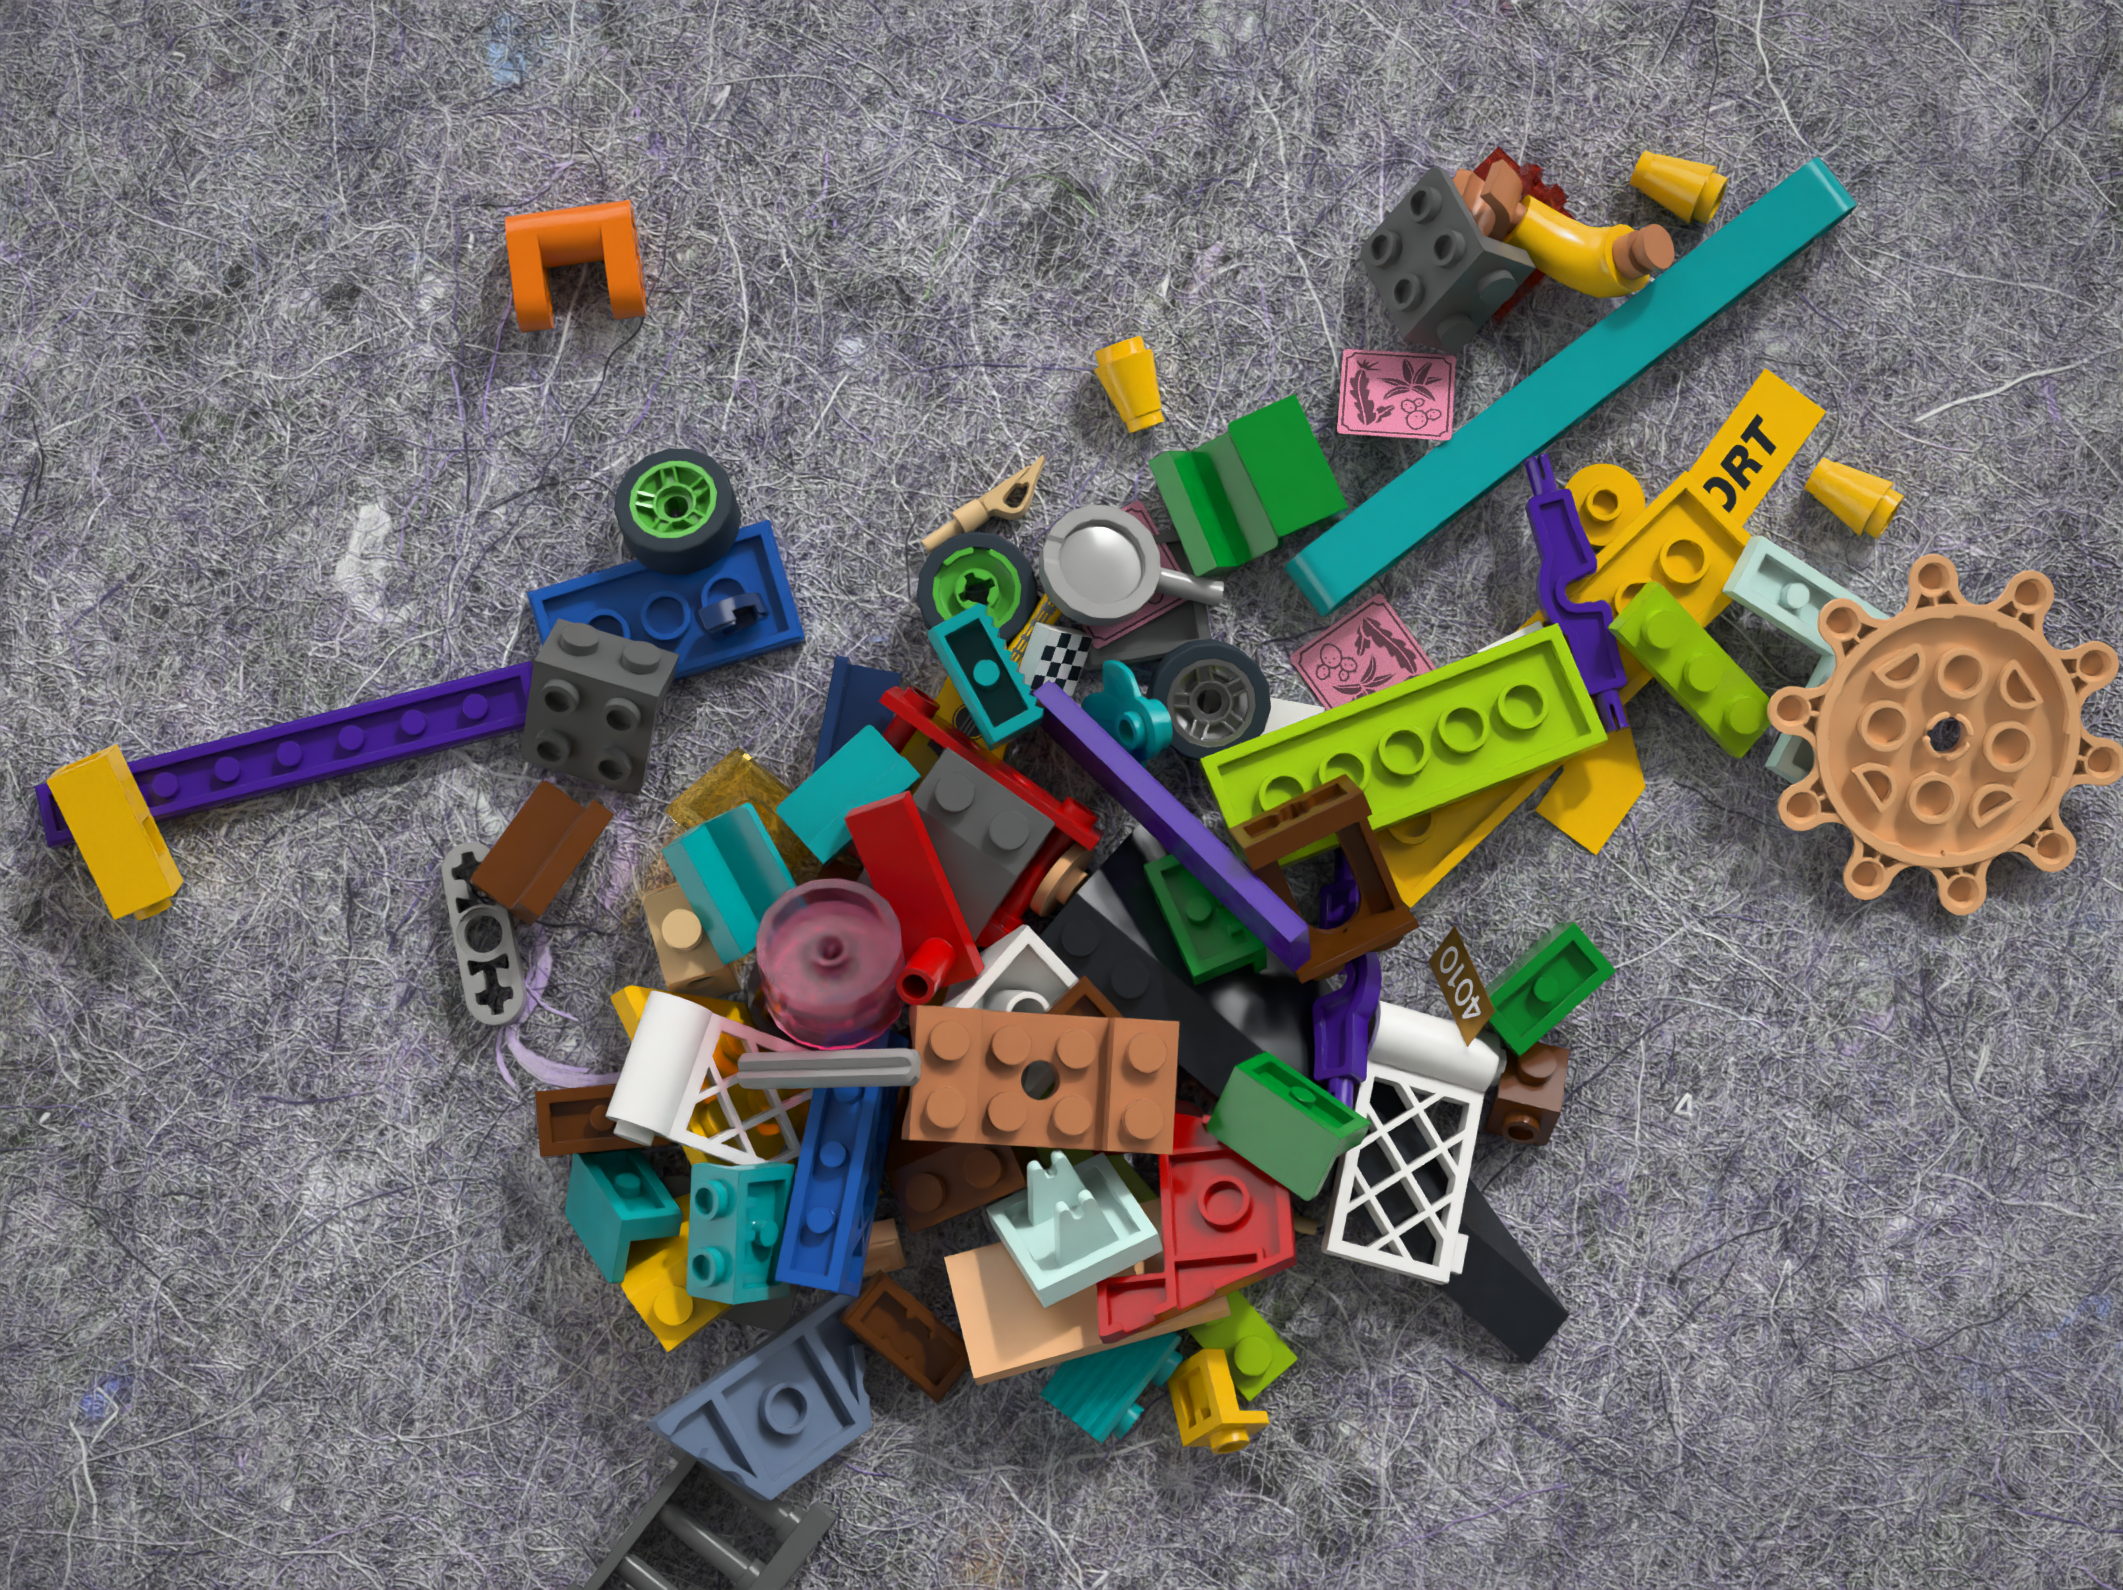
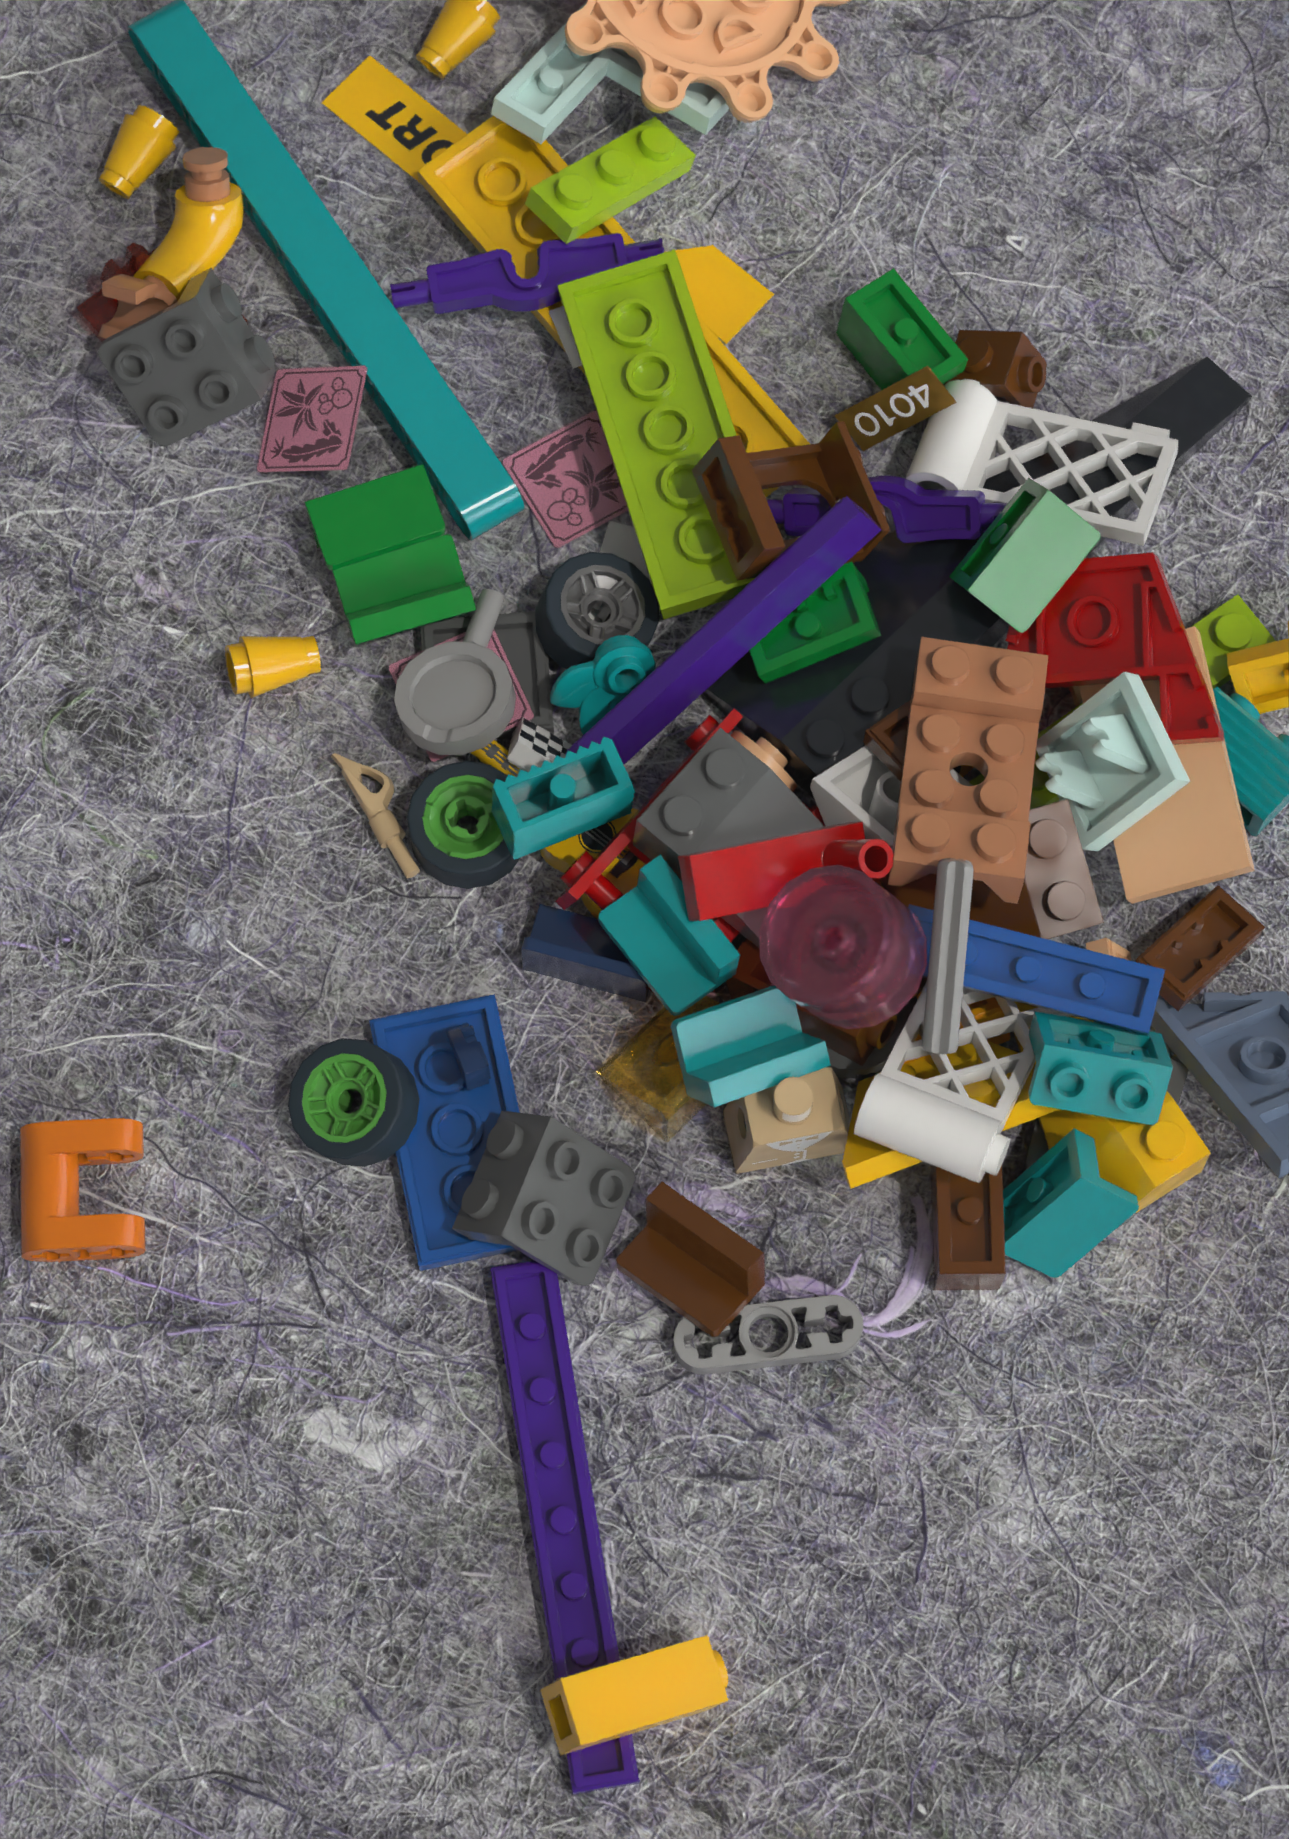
camera: 85 degrees left, 10 degrees down
(1605, 501) = (430, 243): yellow piece -> none

